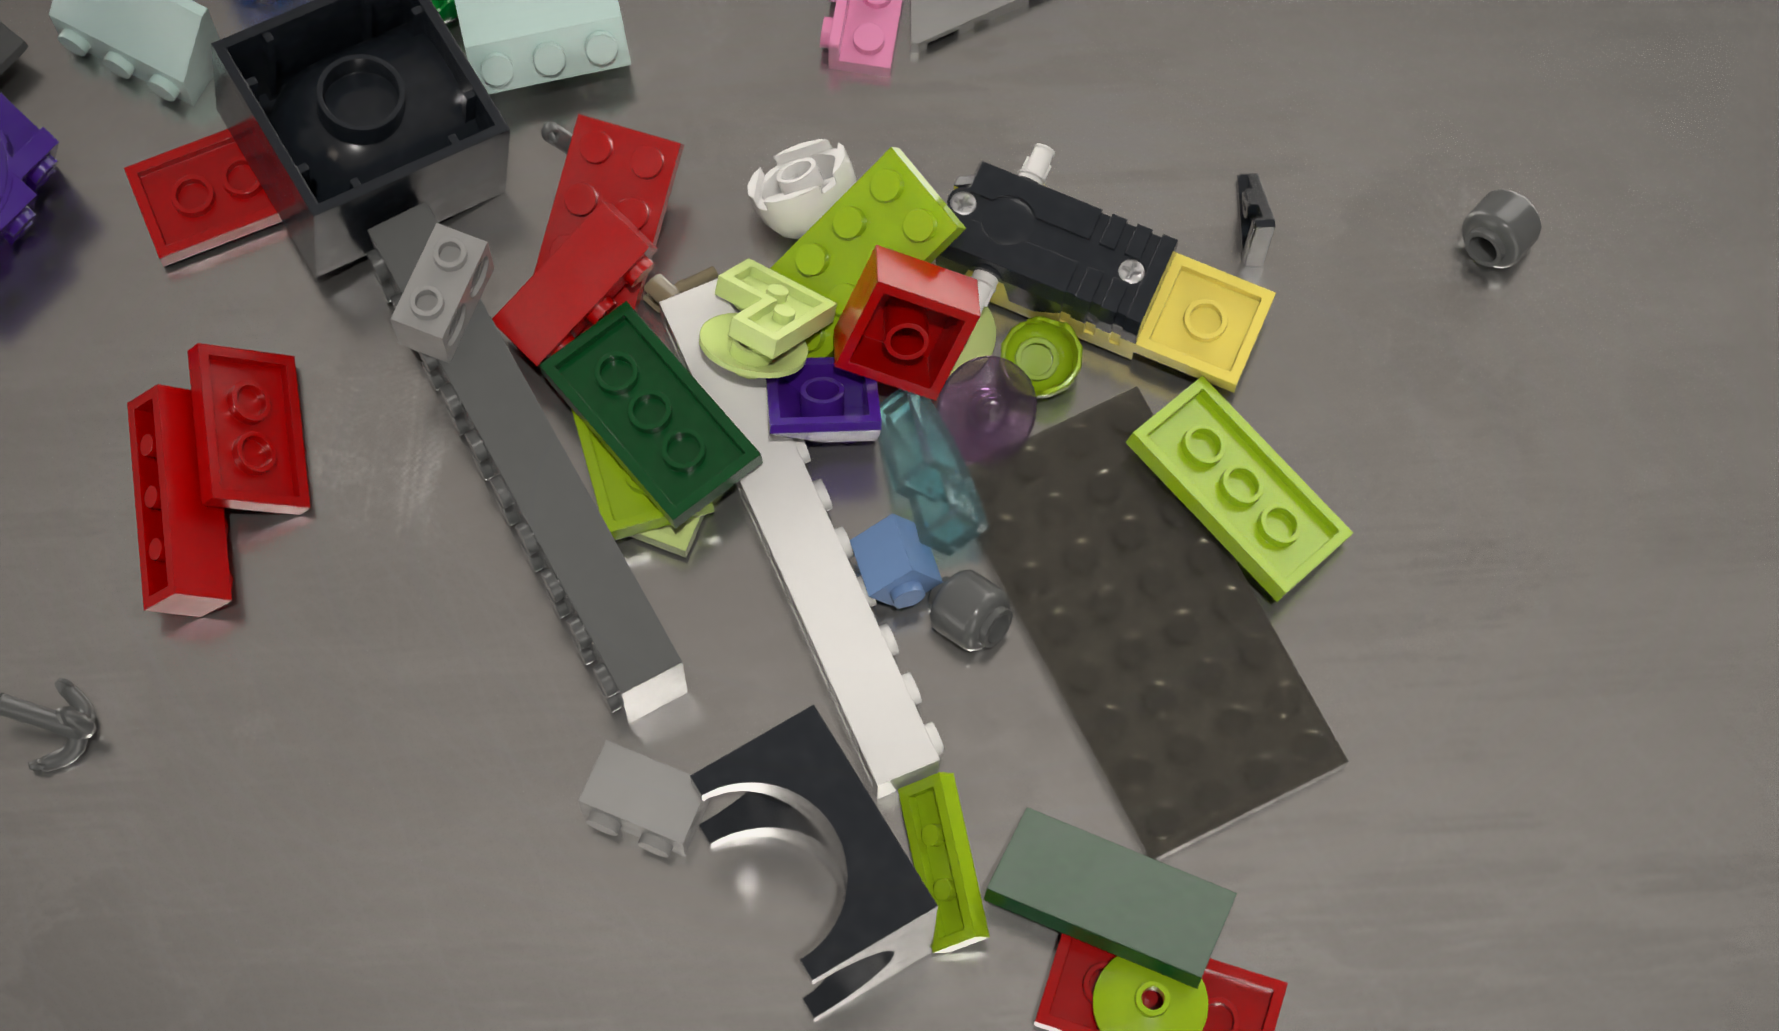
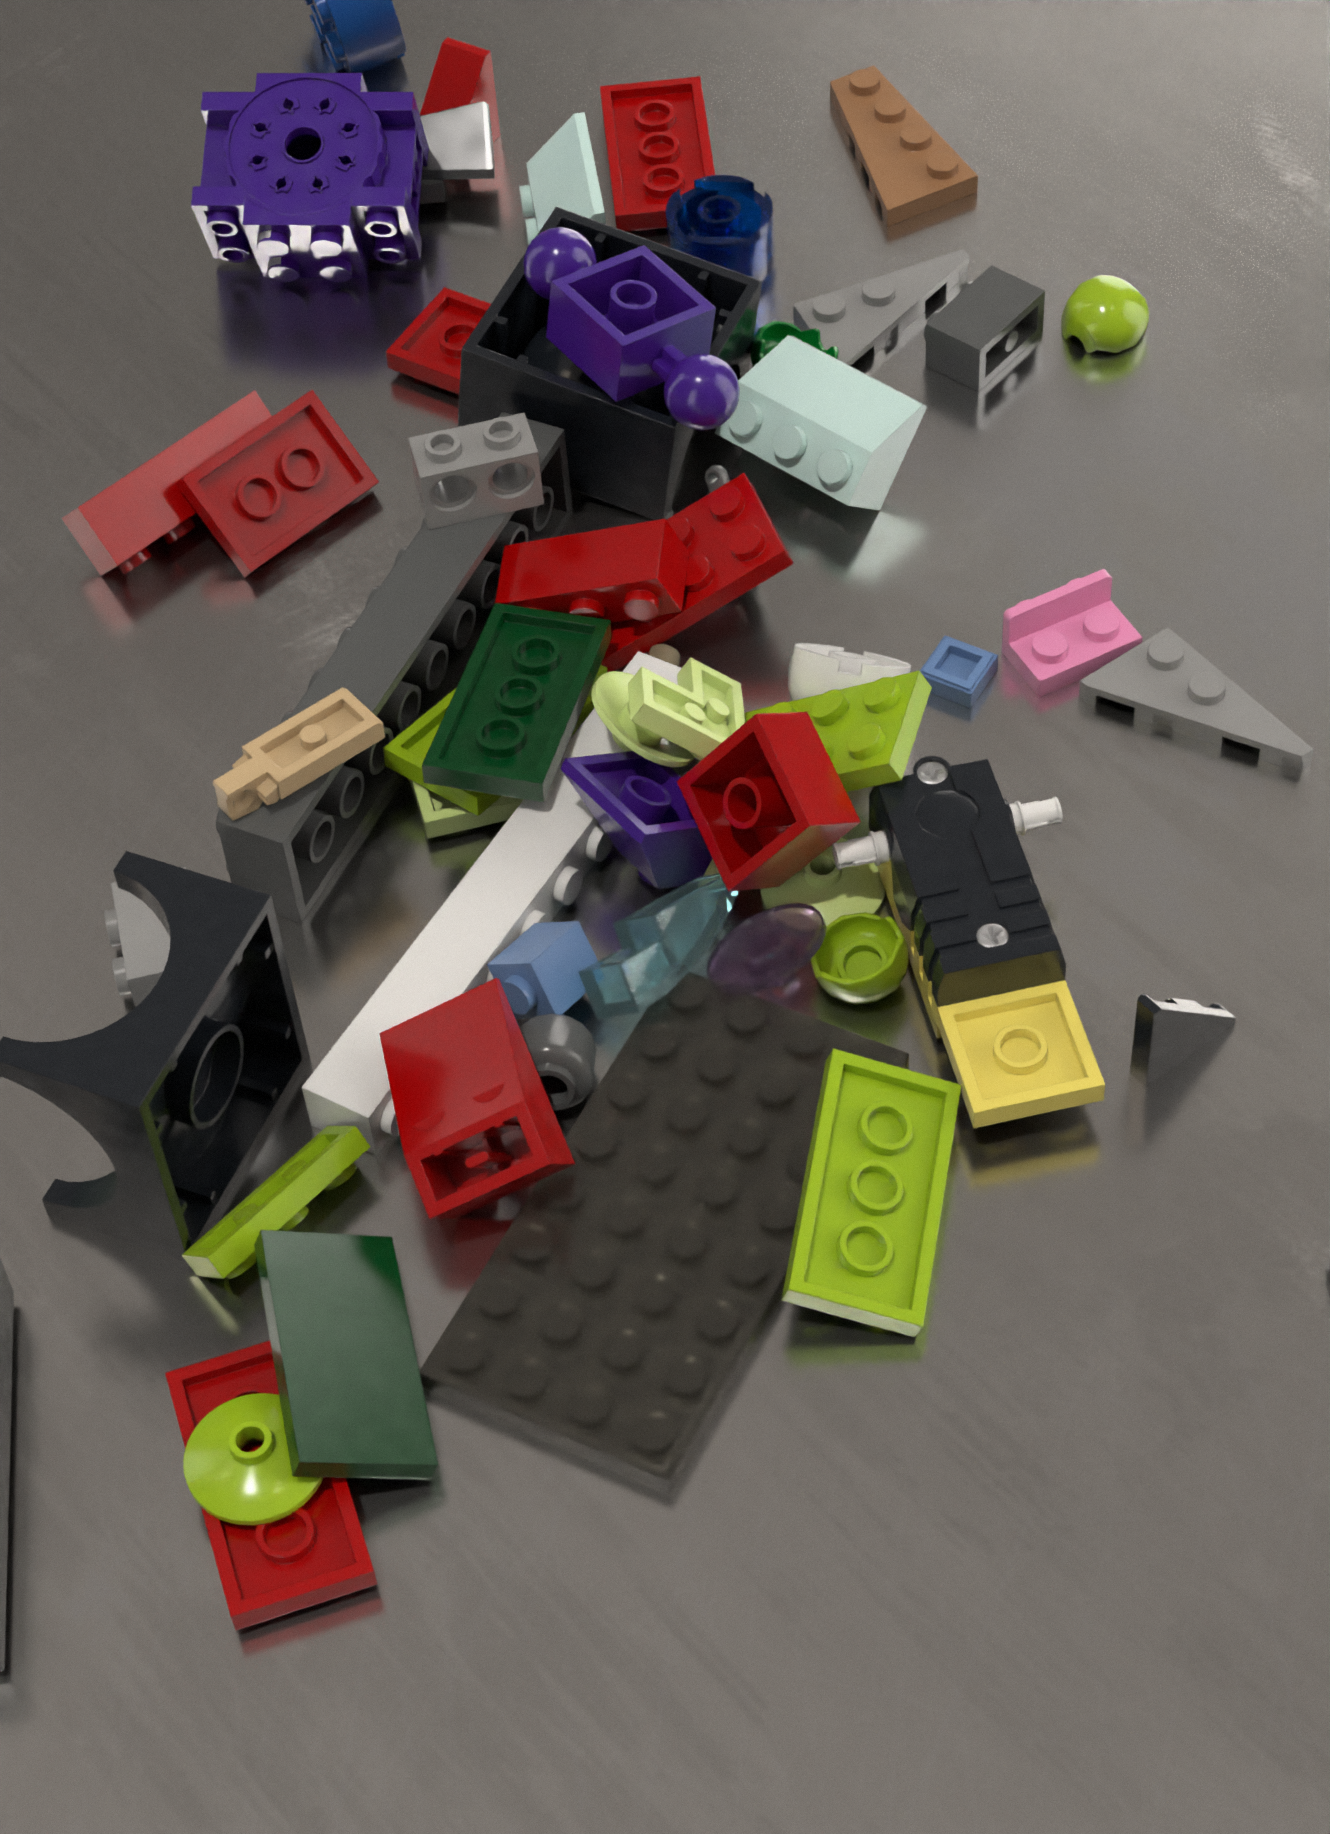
camera: 60 degrees right, 20 degrees down
(407, 87) = (632, 326): none -> dark purple brick
(619, 595) = (297, 753): none -> tan hinge
(828, 109) = (959, 671): none -> medium blue tile
(993, 686) = (470, 1104): none -> red slope

